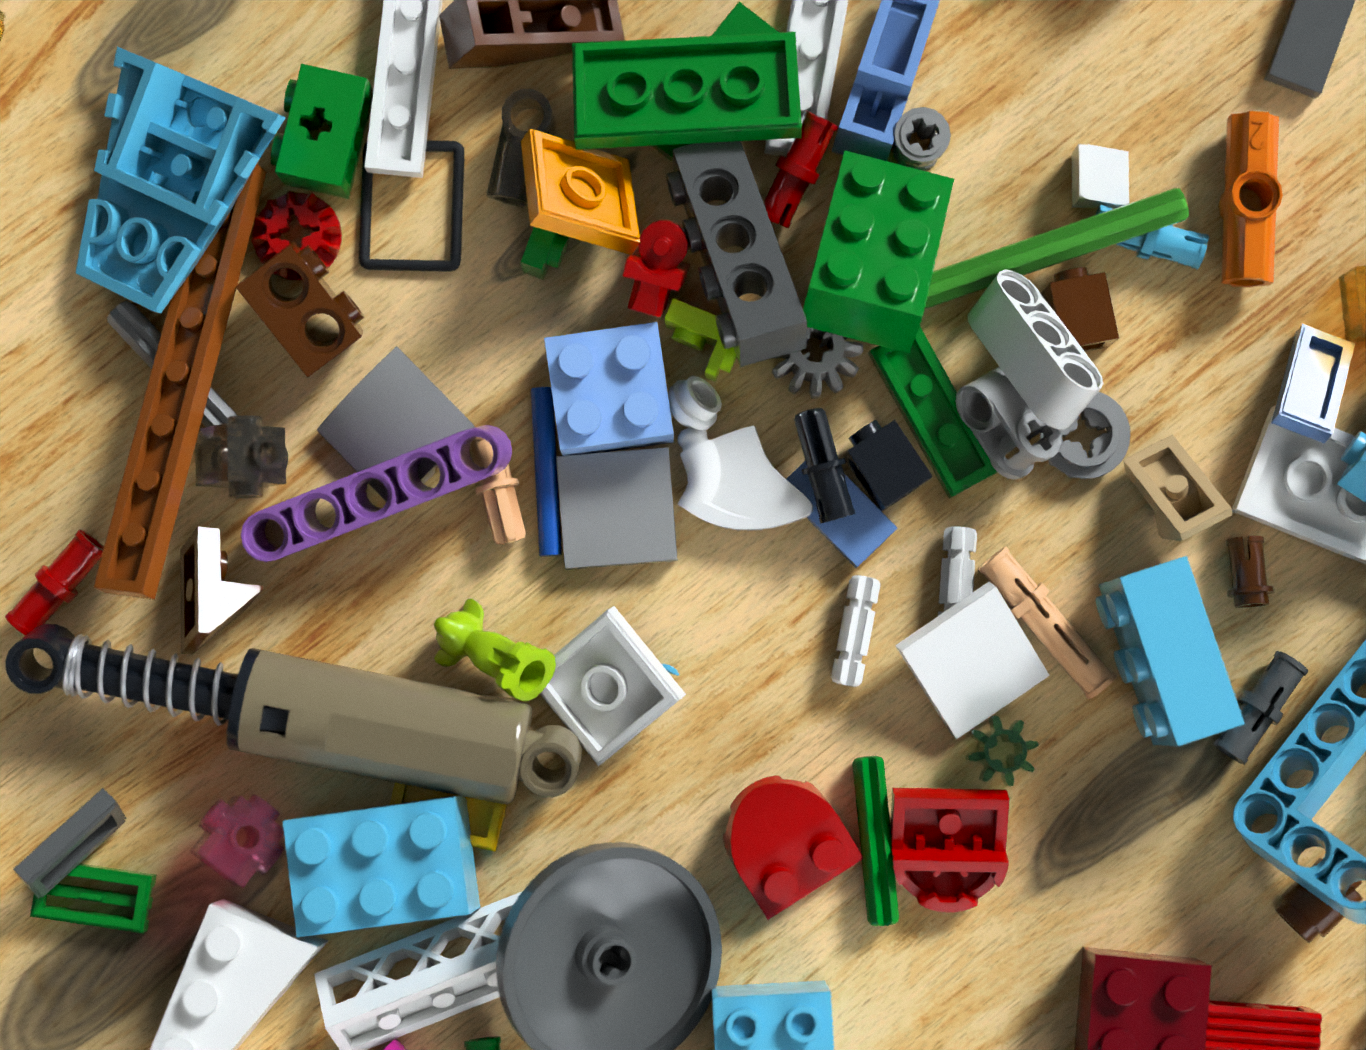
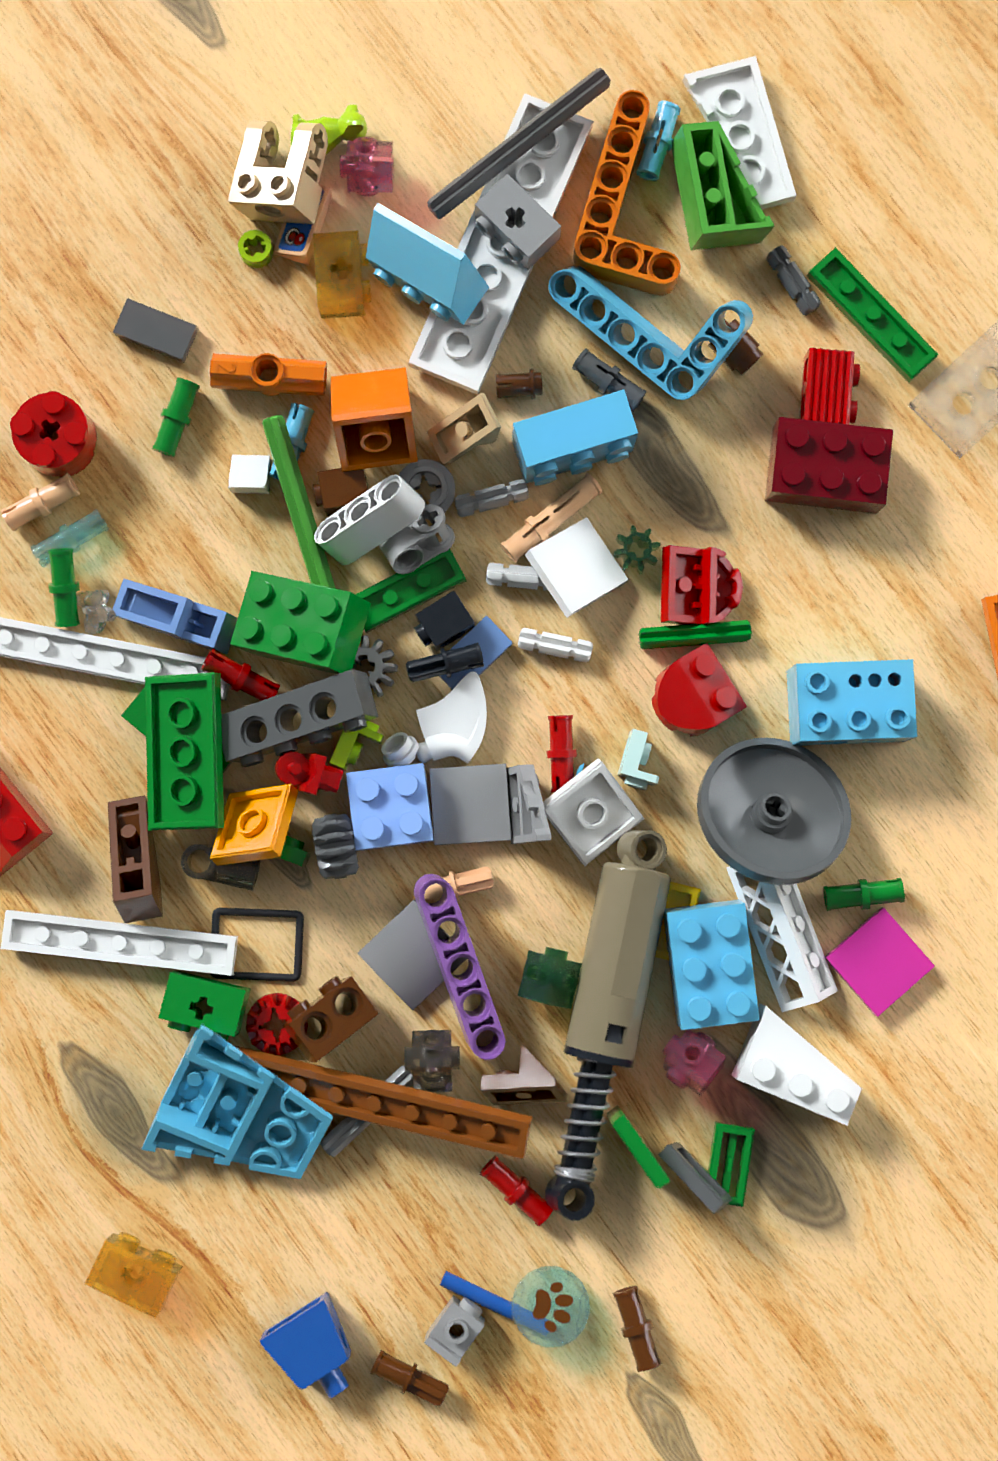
camera: 90 degrees left, 0 degrees up
(112, 757) = (637, 1147): none -> green tile
(360, 627) = (550, 978): none -> clear green brick
(517, 667) = (580, 869): lime animal -> none
(546, 472) = (443, 852): blue bar -> none
(550, 309) = (335, 846): none -> dark grey gear
(612, 588) = (526, 806): none -> light grey wing
(694, 753) = (636, 753): none -> light aqua bracket
(697, 641) = (561, 750): none -> red pin
(927, 124) = (211, 587): light grey bush -> none
(1074, 533) = (491, 498): none -> light grey axle
(1181, 67) = (175, 417): none -> green pin
(1187, 350) = (373, 419): none -> orange slope
(1313, 383) = (394, 337): tile -> none

